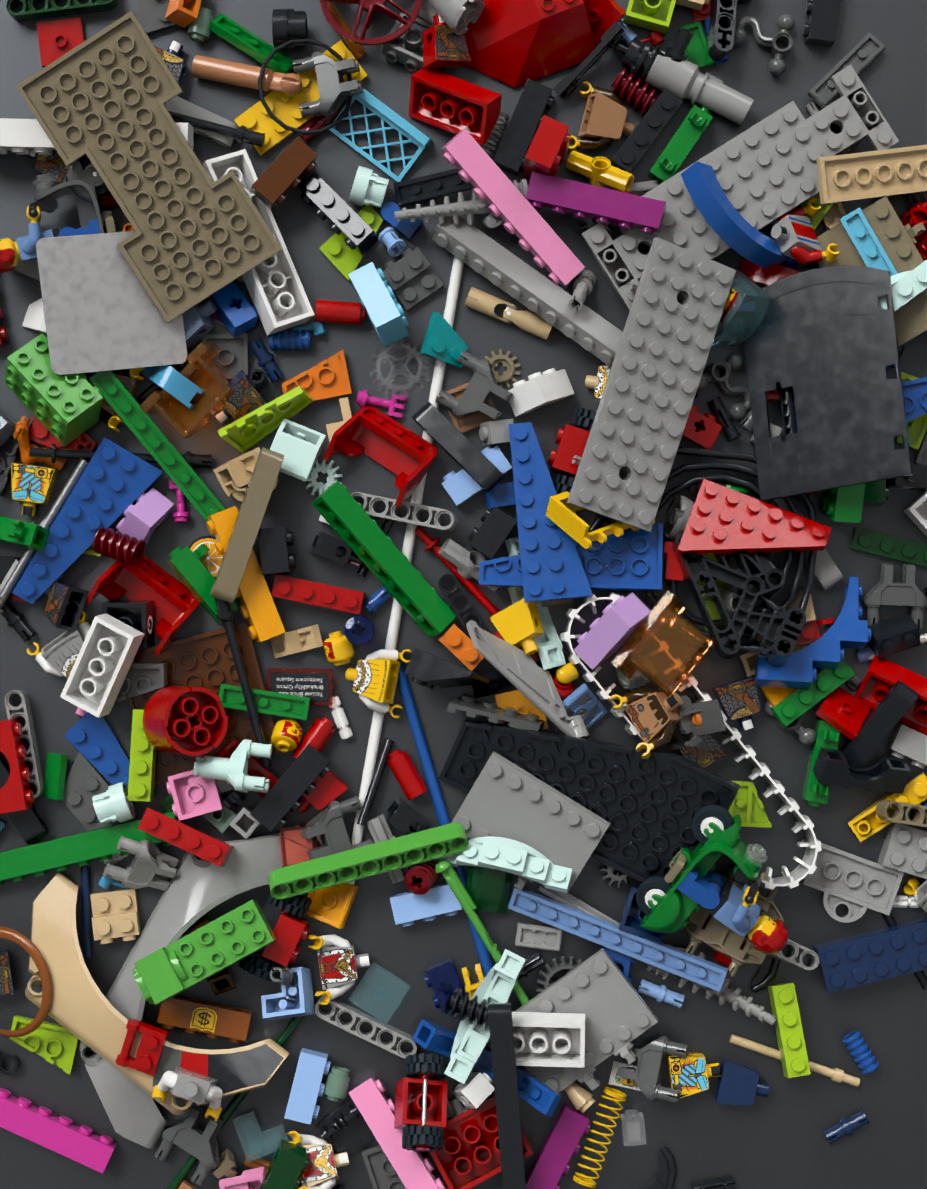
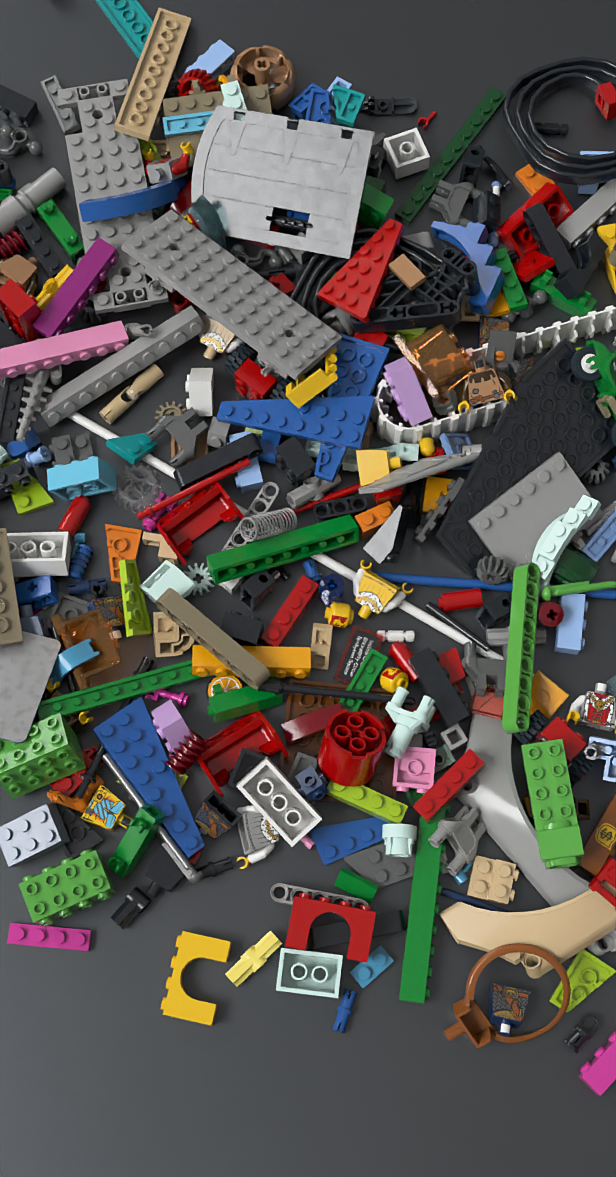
camera: 65 degrees left, 15 degrees down
(132, 693) = (312, 784): none -> dark blue brick
(202, 667) = (309, 724): none -> dark red slope
(375, 393) = (192, 489): none -> red bar
(416, 546) = (278, 513): none -> light grey piece
(449, 798) = (492, 570): none -> dark grey gear
(759, 576) = (407, 272): none -> medium nougat tile

